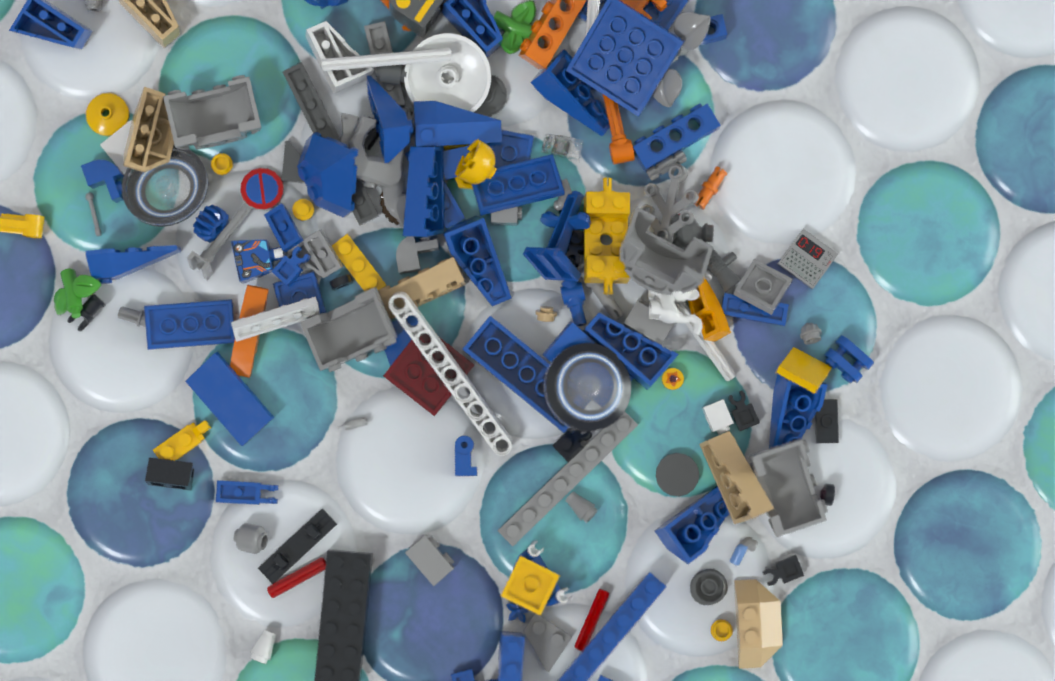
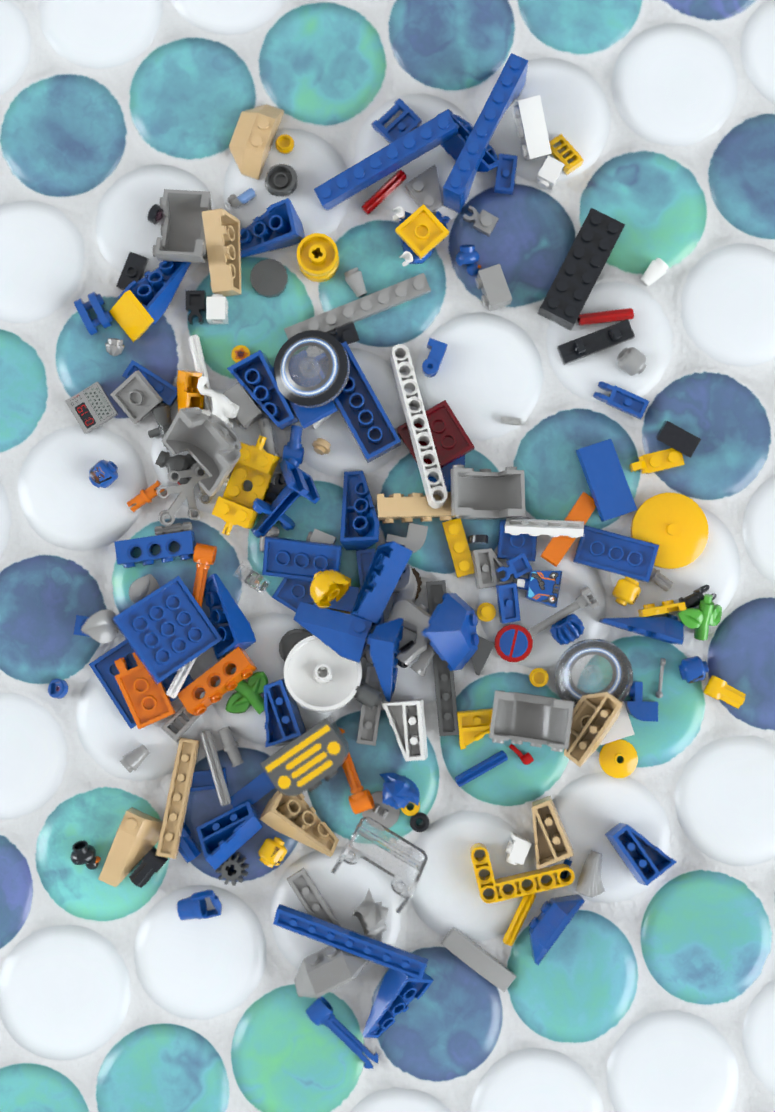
camera: 160 degrees left, 0 degrees up
(63, 235) = (693, 669): none -> blue head
(114, 290) = (666, 607): none -> yellow wing
(141, 379) = (674, 525): none -> yellow dish
(163, 288) = (626, 591): none -> yellow head
(202, 75) = (526, 758): none -> red hand
(245, 47) = (481, 768): none -> blue axle
(271, 87) = (473, 725): none -> yellow wing
(386, 59) = (367, 705): white axle -> none
(469, 630) = (483, 222): none -> light grey plate
(470, 583) = (468, 256): none -> blue animal
(645, 515) = (325, 249): none -> yellow wheel
(763, 192) = (103, 474): none -> blue head
(787, 570) = (213, 169): black plate -> none

